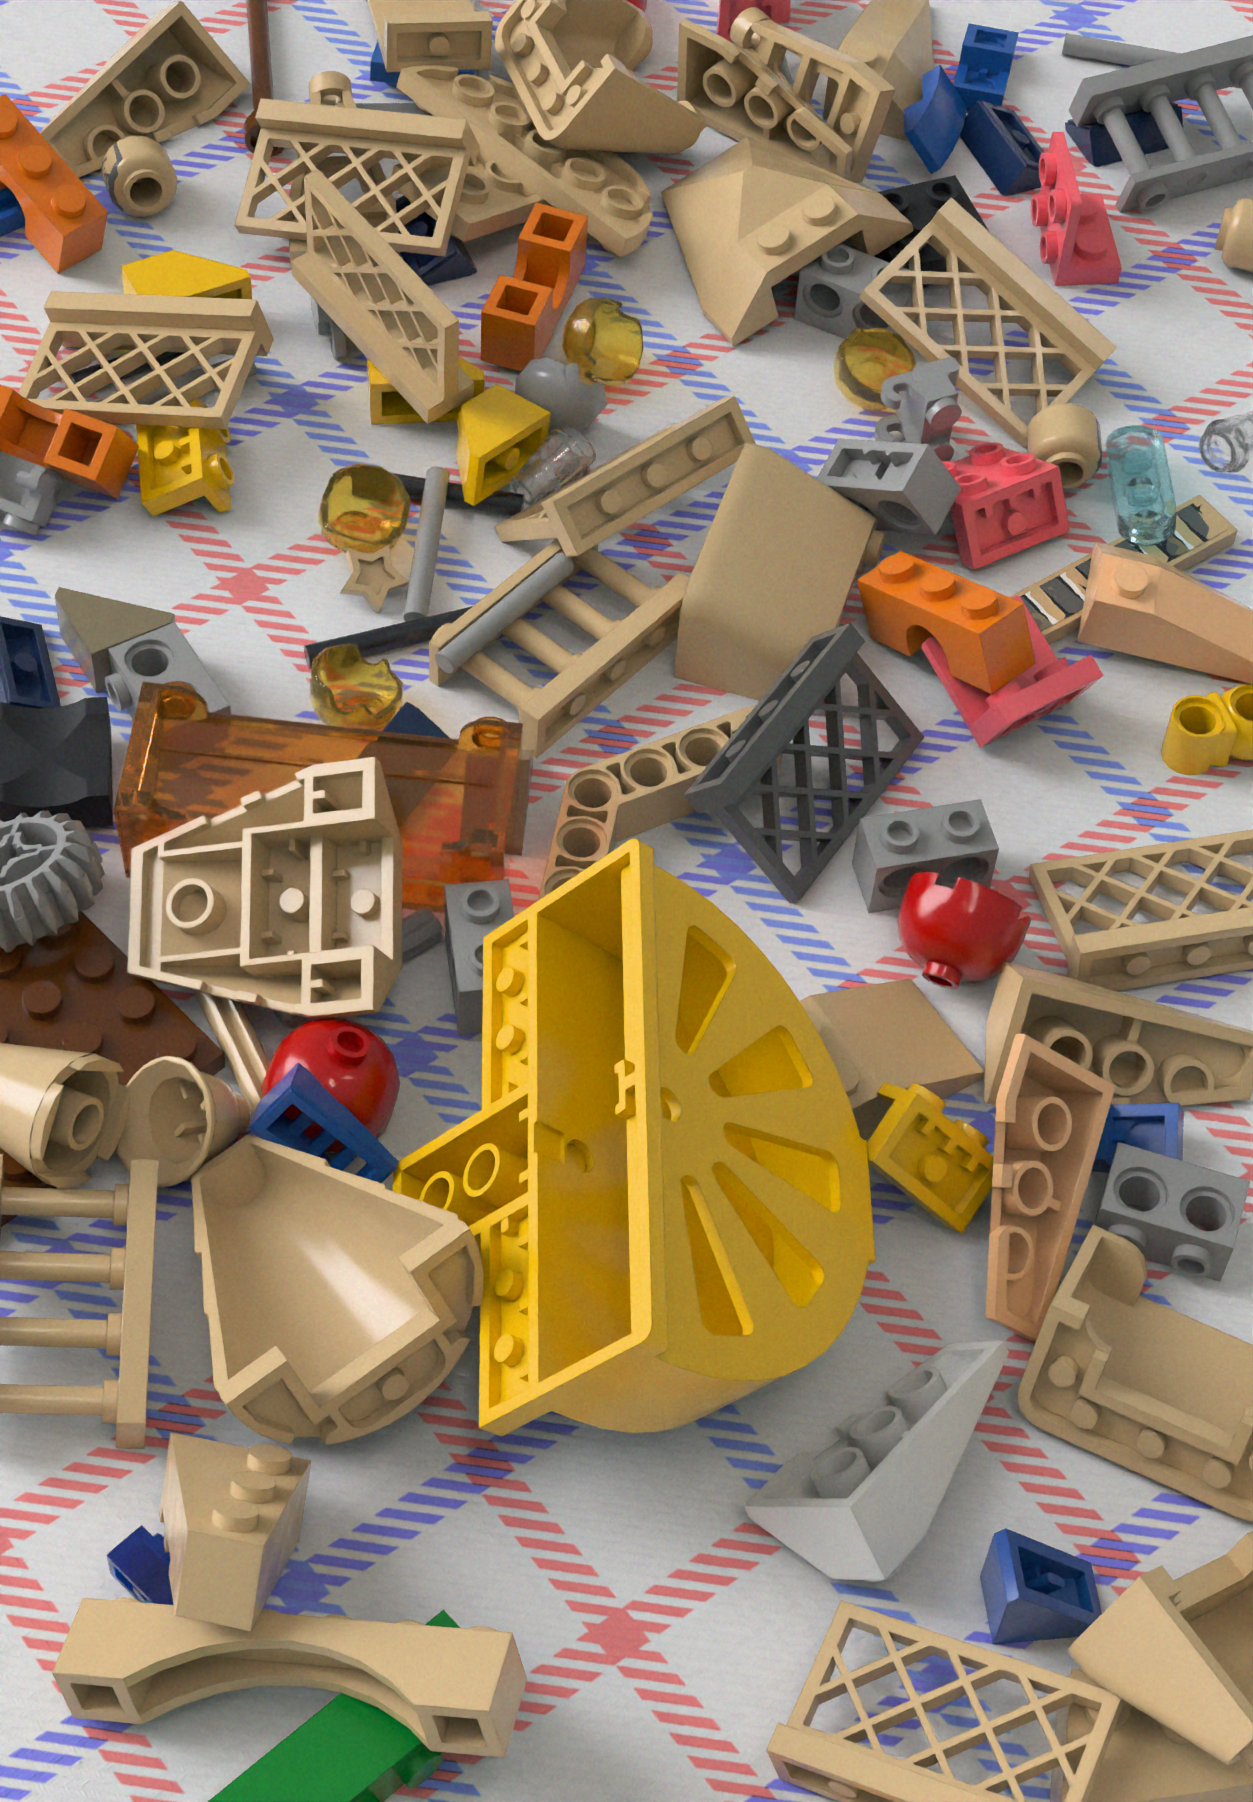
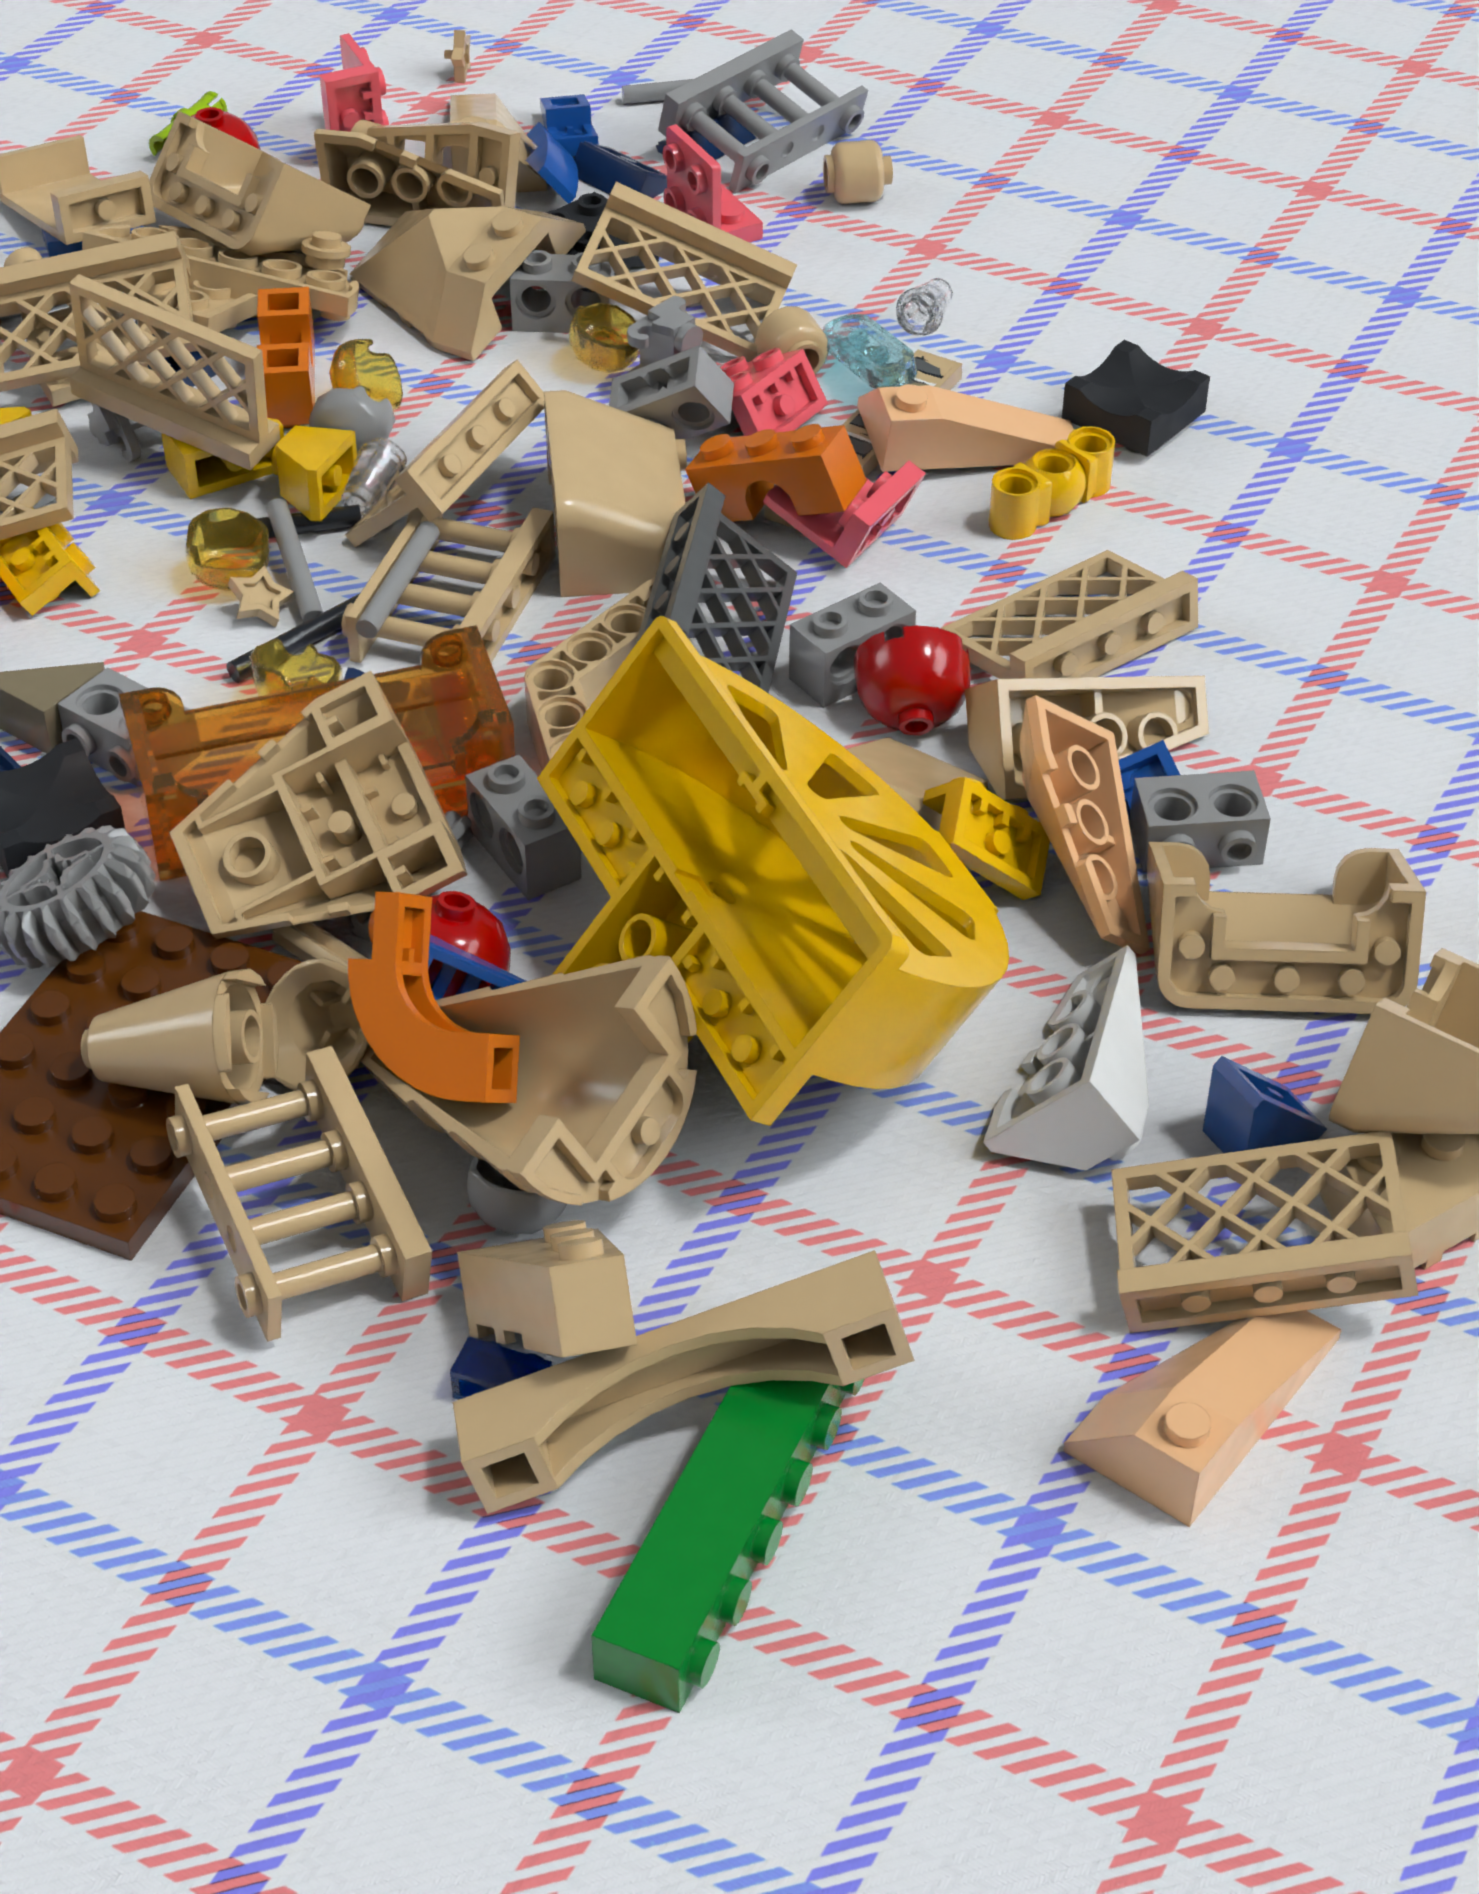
camera: 20 degrees left, 10 degrees down
(238, 1166) = (406, 1023): none -> orange arch
(637, 166) = (325, 250): none -> tan plate

